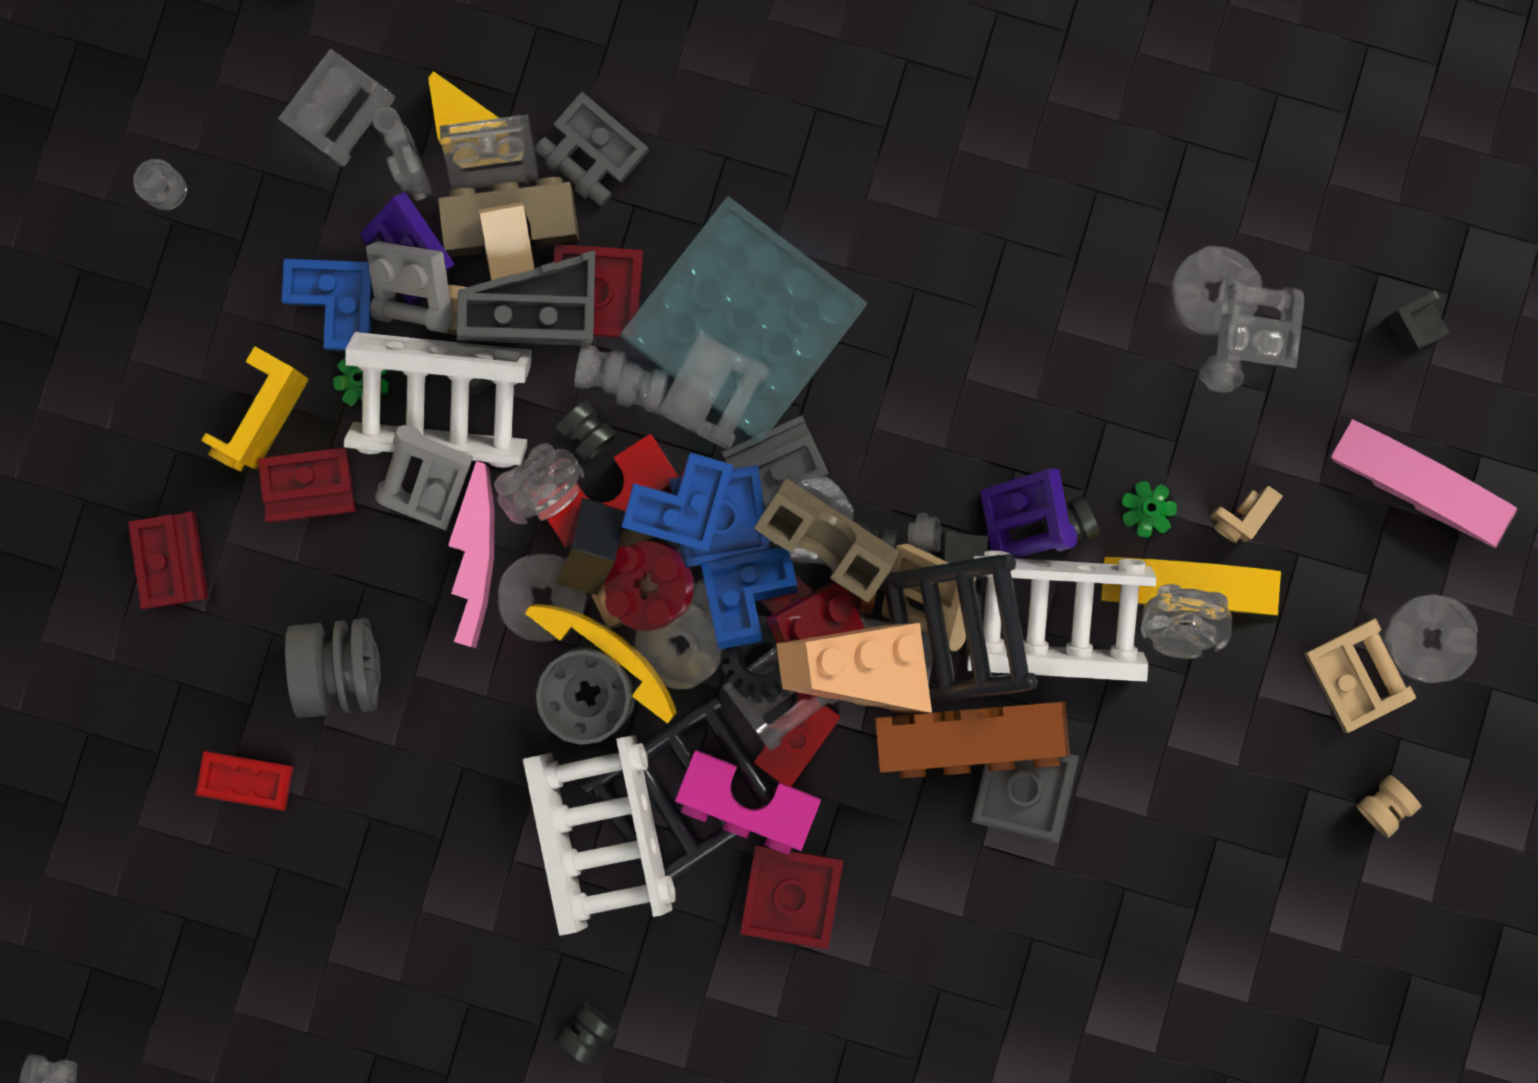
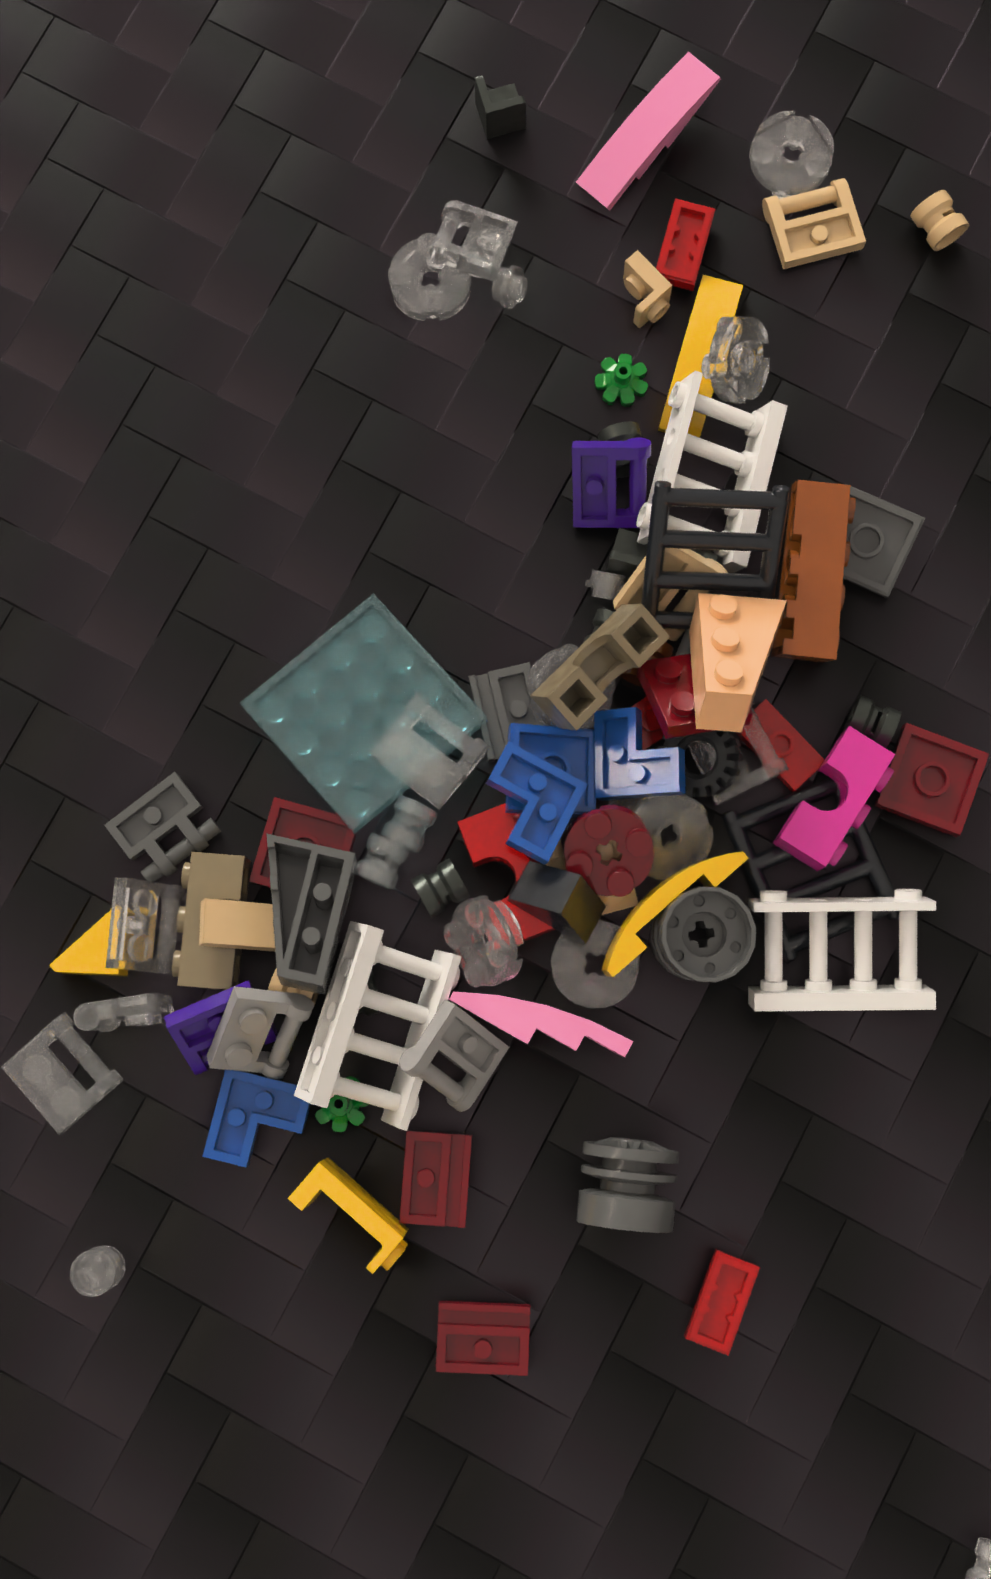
camera: 80 degrees left, 5 degrees down
(840, 817) = (863, 717): none -> pearl dark grey wheel
(1307, 545) = (685, 243): none -> red plate

